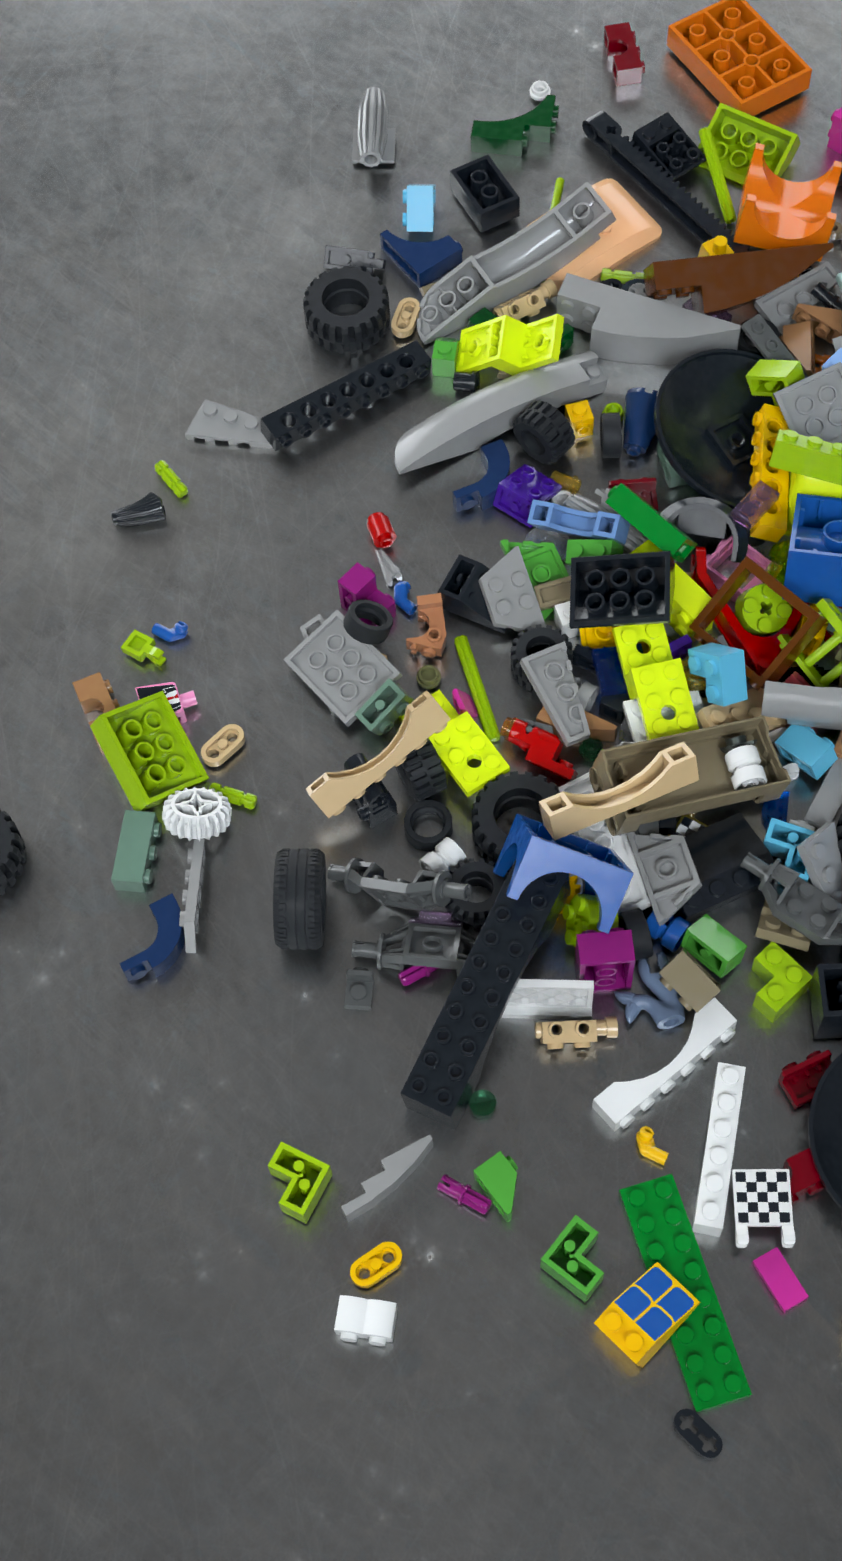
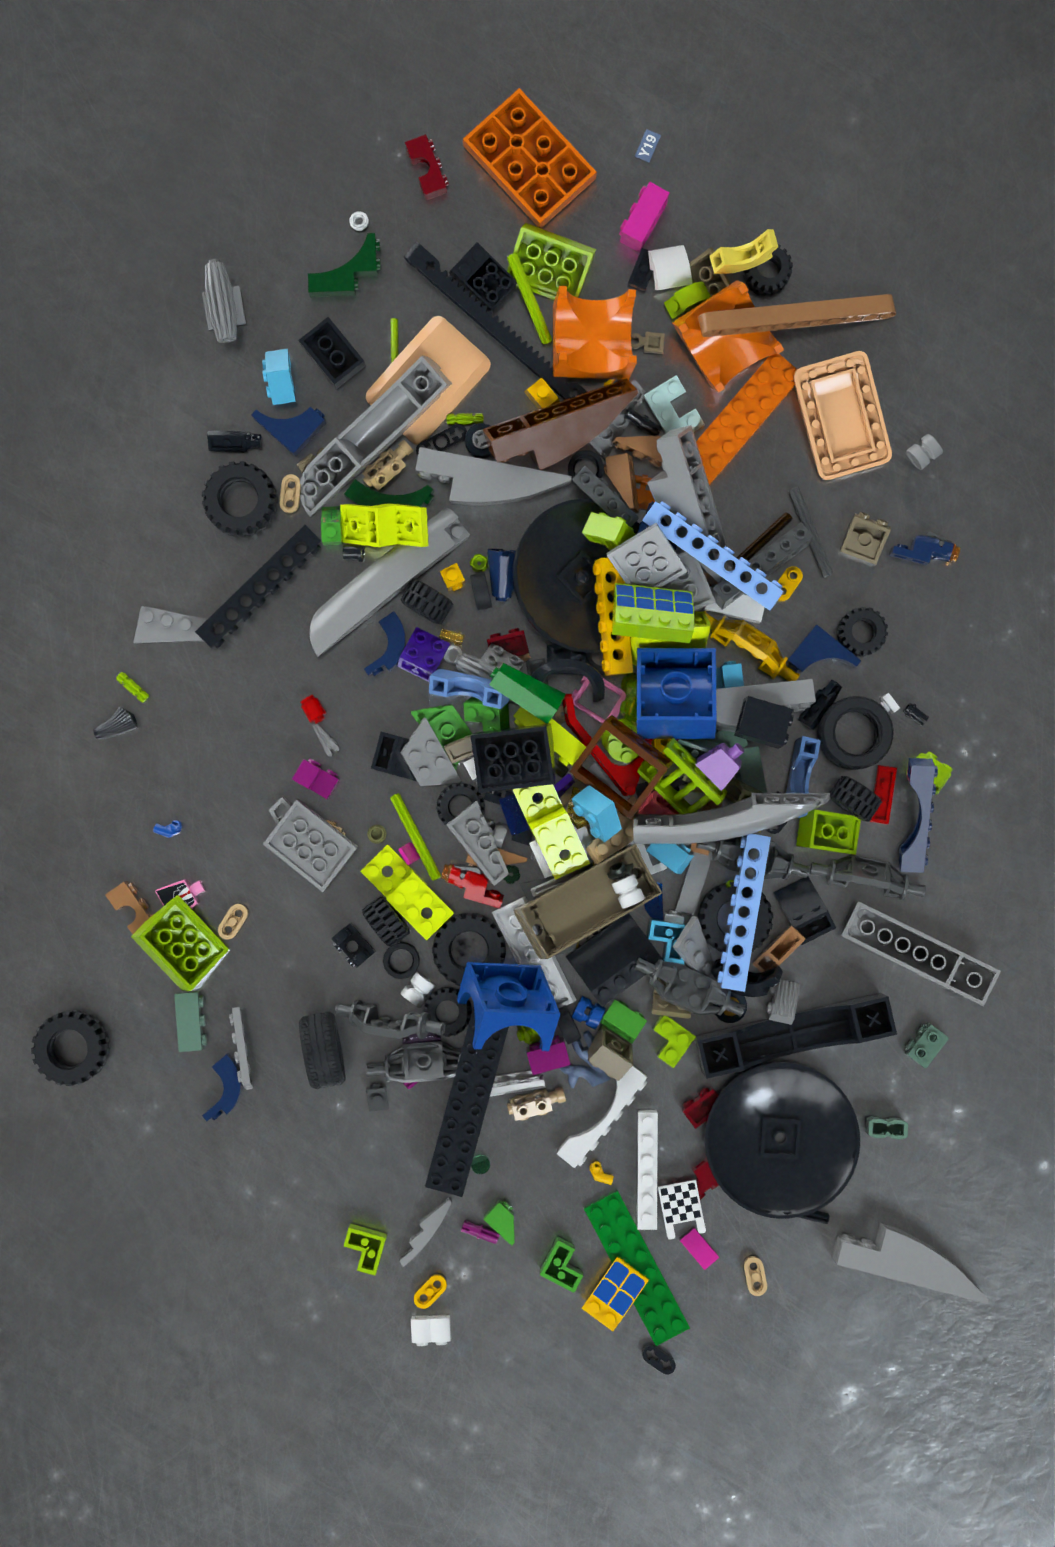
camera: 15 degrees left, 25 degrees up
(142, 646) = (149, 847): lime plate -> none
(196, 813) = (214, 991): white gear -> none
(236, 796) = (252, 961): lime axle -> none
(337, 789) = (332, 962): tan arch -> none
(367, 633) = (329, 797): black tyre -> none
(384, 707) = (350, 873): sand green brick -> none
(401, 599) = (341, 767): blue arm -> none
(434, 640) = (370, 784): nougat tile -> none
(666, 871) = (581, 979): light grey wing -> none
(667, 772) = (566, 926): tan arch -> none
(754, 505) = (605, 659): plate -> none

